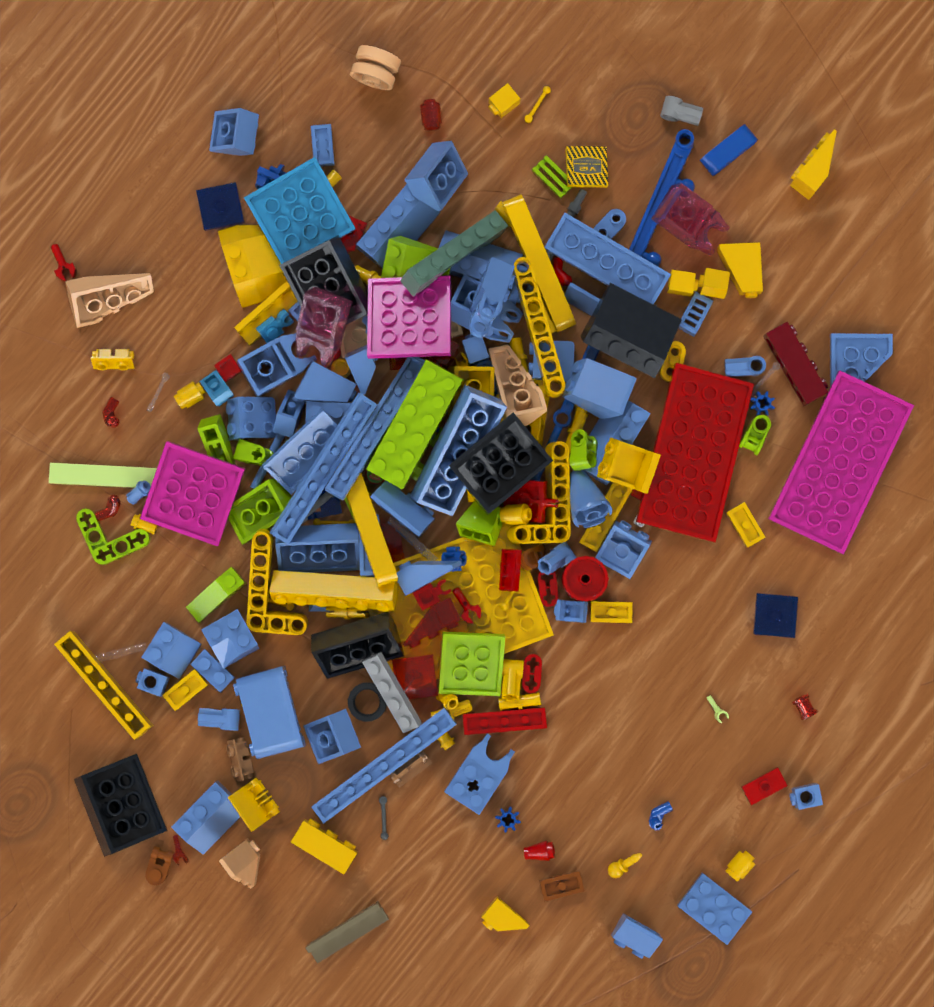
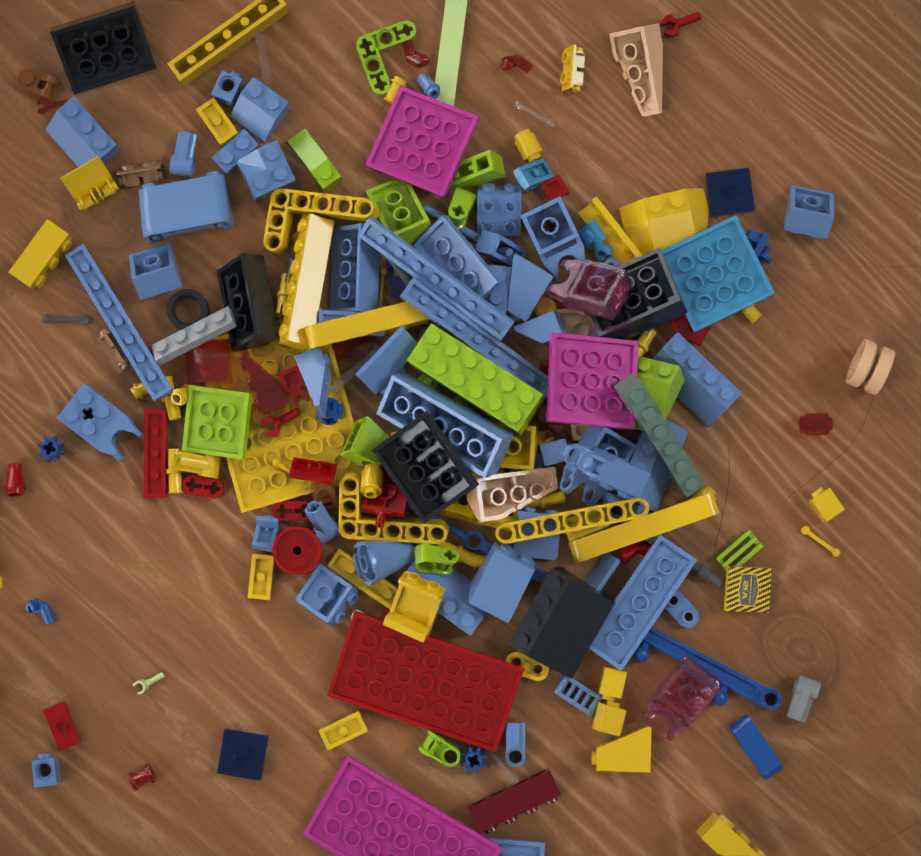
camera: 100 degrees right, 0 degrees up
(243, 863) = (28, 165): light nougat wedge -> none
(322, 144) = (789, 305): medium blue plate -> none
(437, 175) = (747, 424): medium blue slope -> none

